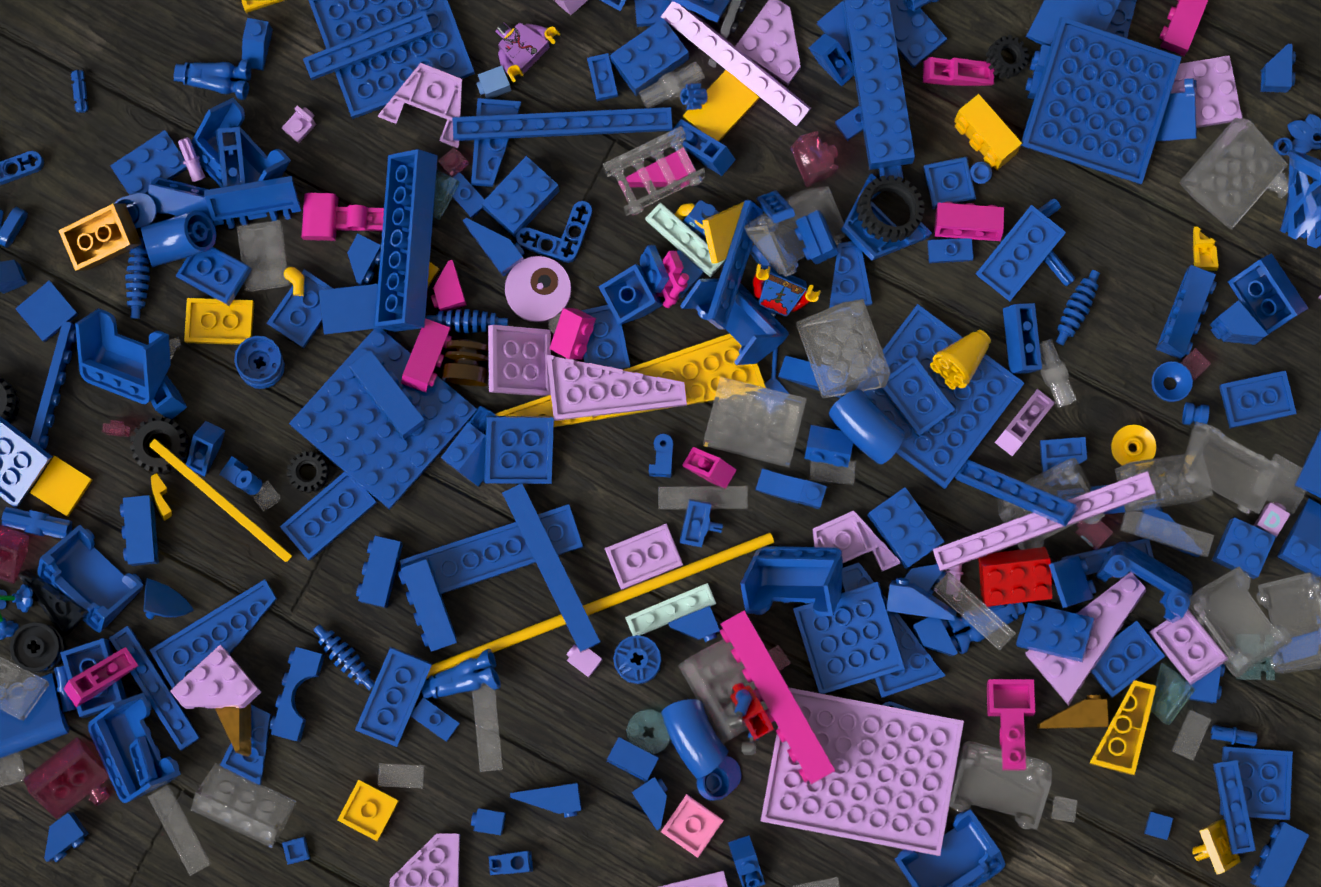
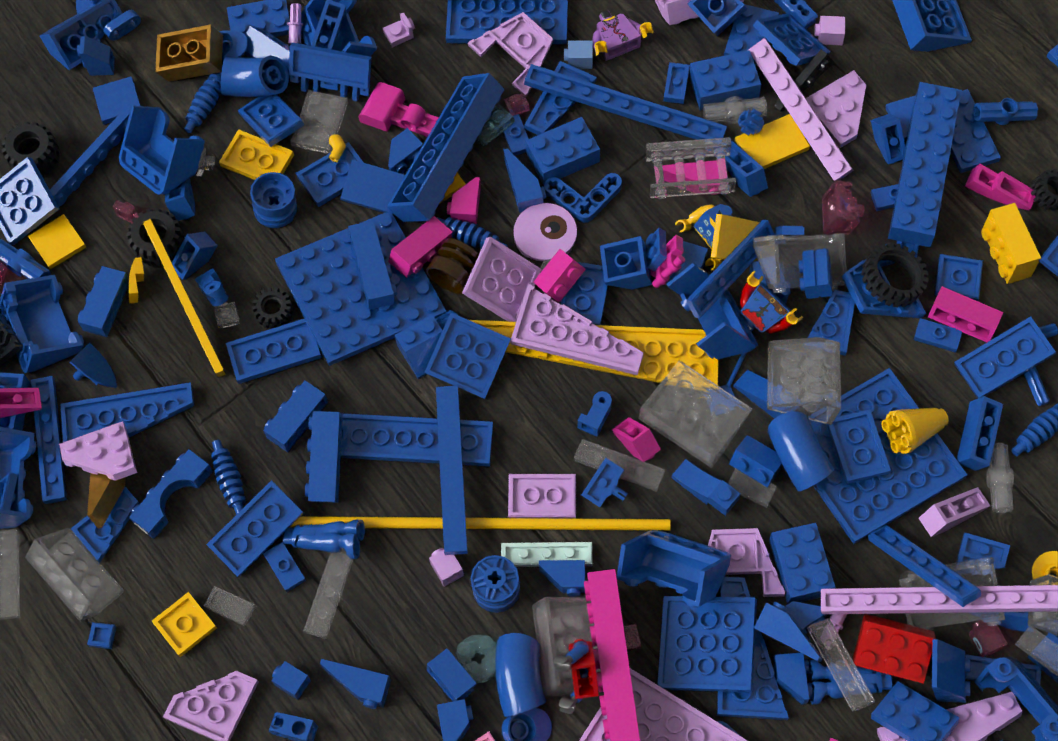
camera: 20 degrees right, 15 degrees down
(683, 238) = (693, 232): light aqua tile -> none
(981, 172) = (991, 278): blue plate -> none

